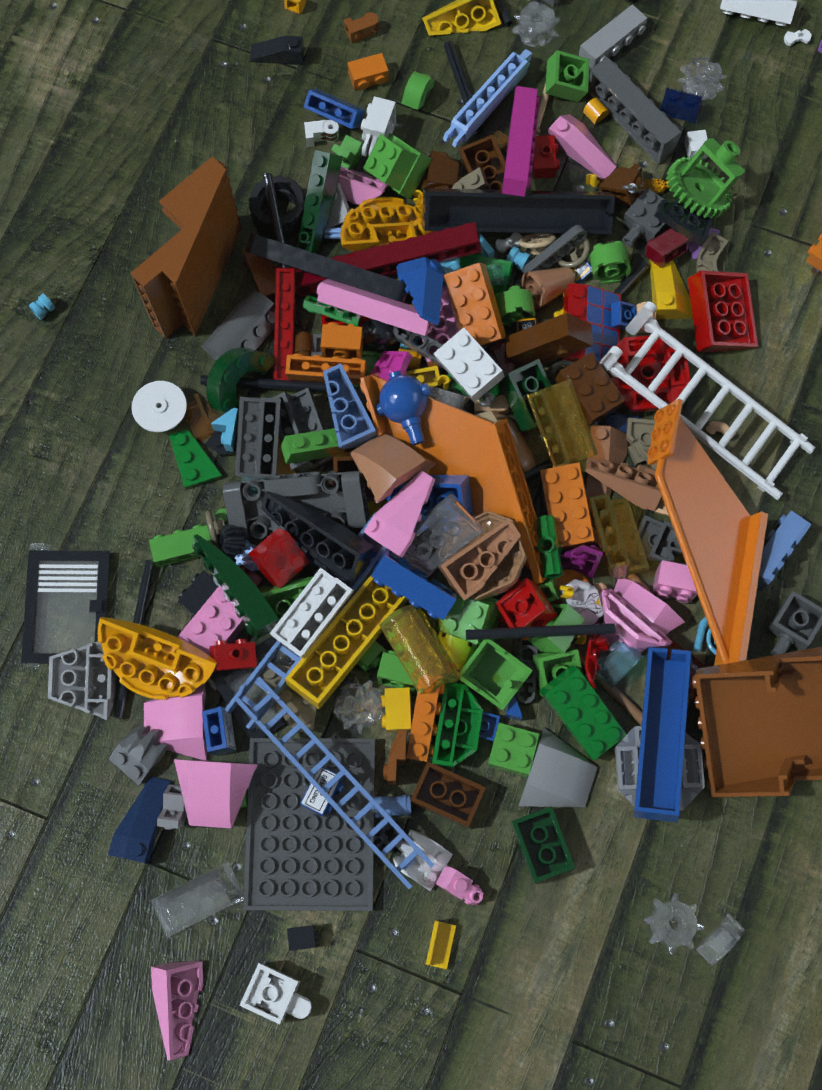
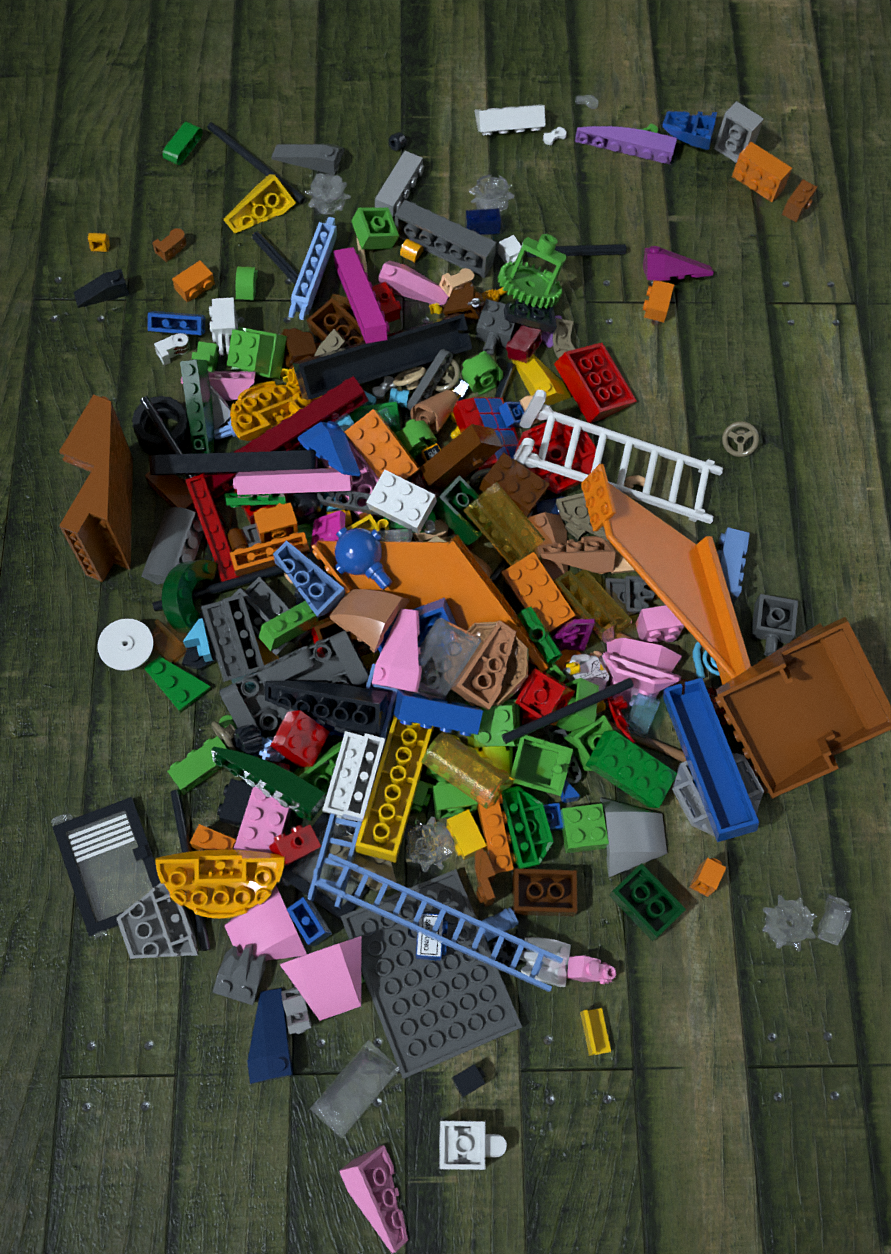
camera: 30 degrees left, 5 degrees down
(162, 620) = (208, 839): none -> orange brick
(612, 846) = (708, 876): none -> orange brick
(627, 158) = (457, 281): none -> light nougat leg
(777, 170) = (582, 250): none -> black axle

